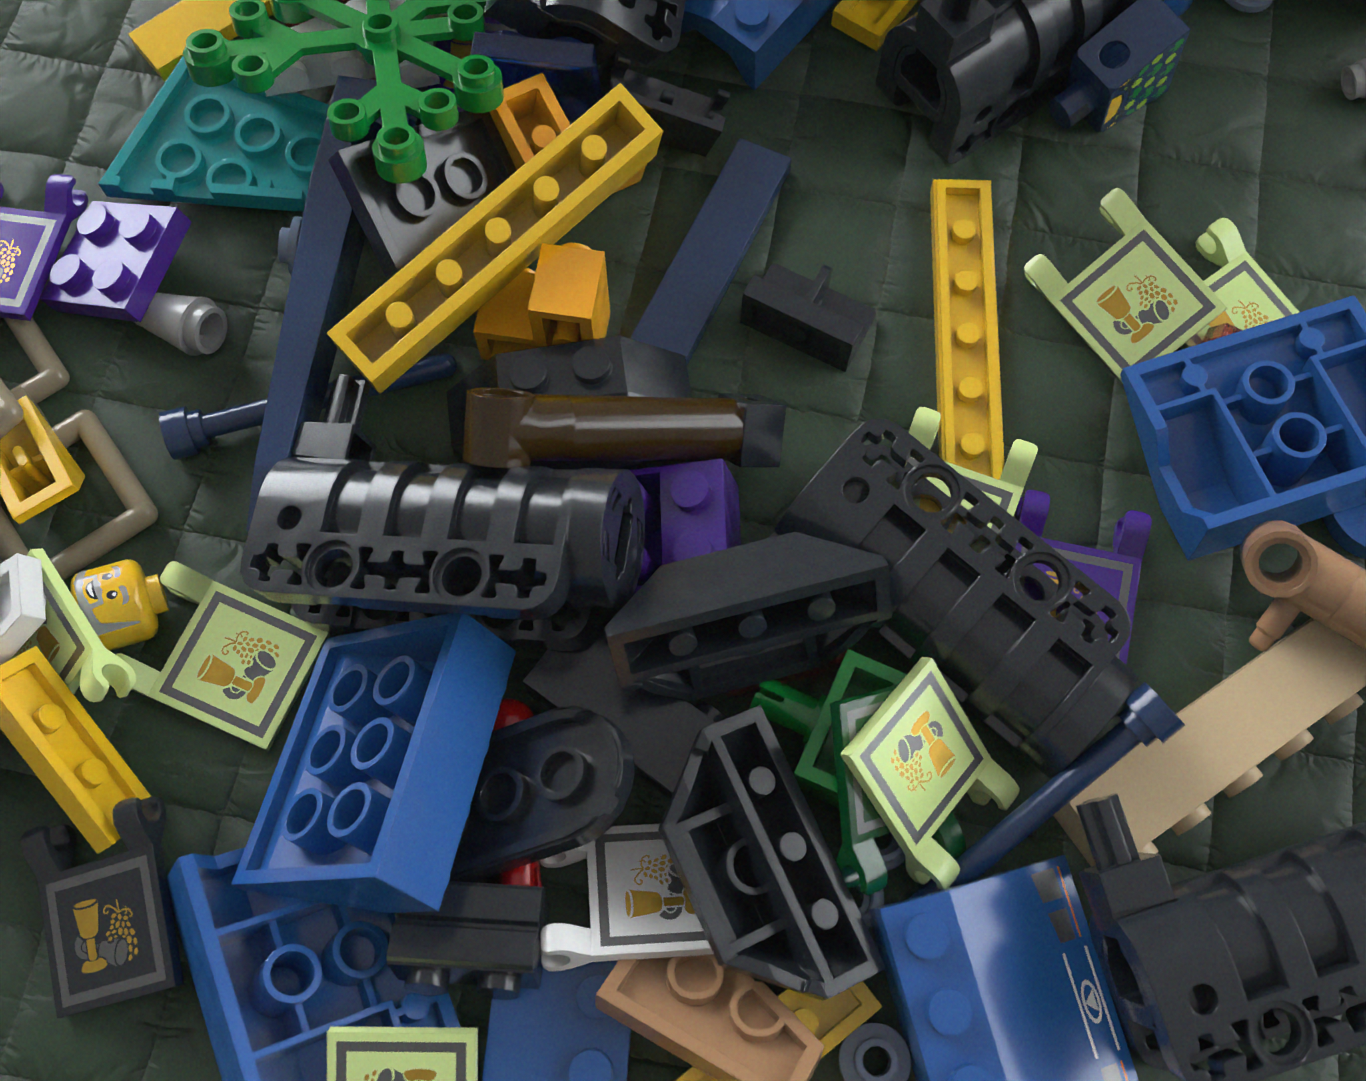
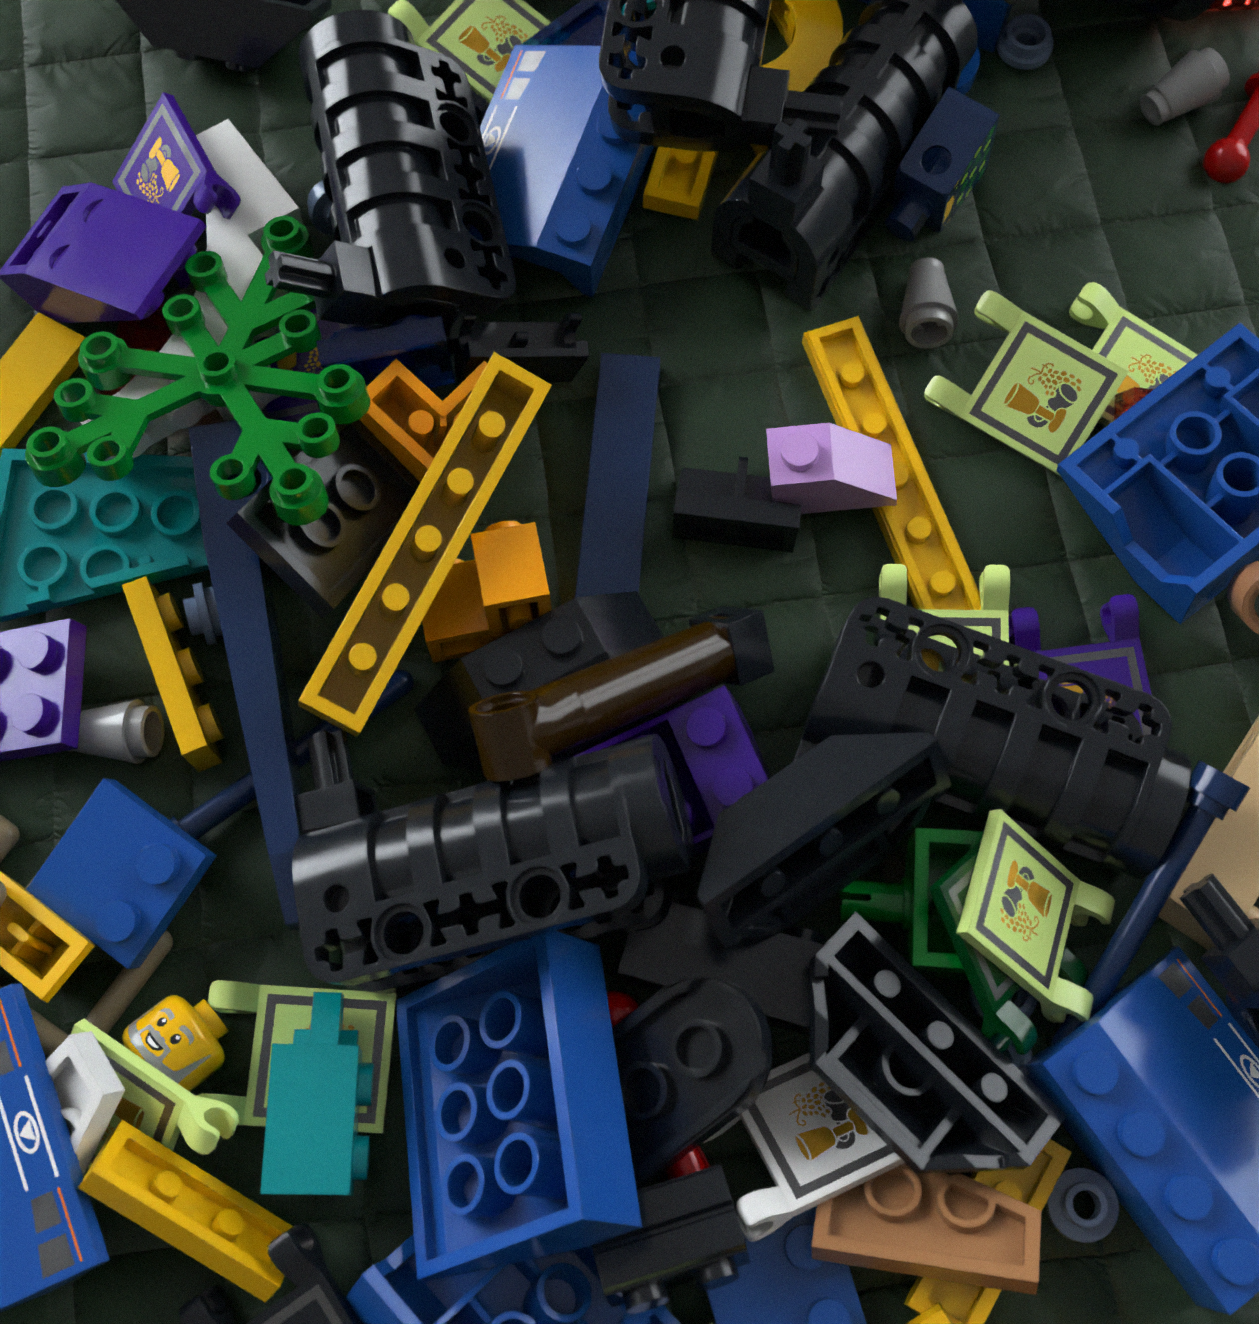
camera: 20 degrees left, 0 degrees up
(130, 439) = (121, 873): none -> blue plate
(211, 701) = (315, 1107): none -> teal hinge
(250, 289) = (175, 673): none -> yellow plate
(903, 302) = (829, 468): none -> lavender slope
(1059, 191) = (928, 305): none -> light grey cone

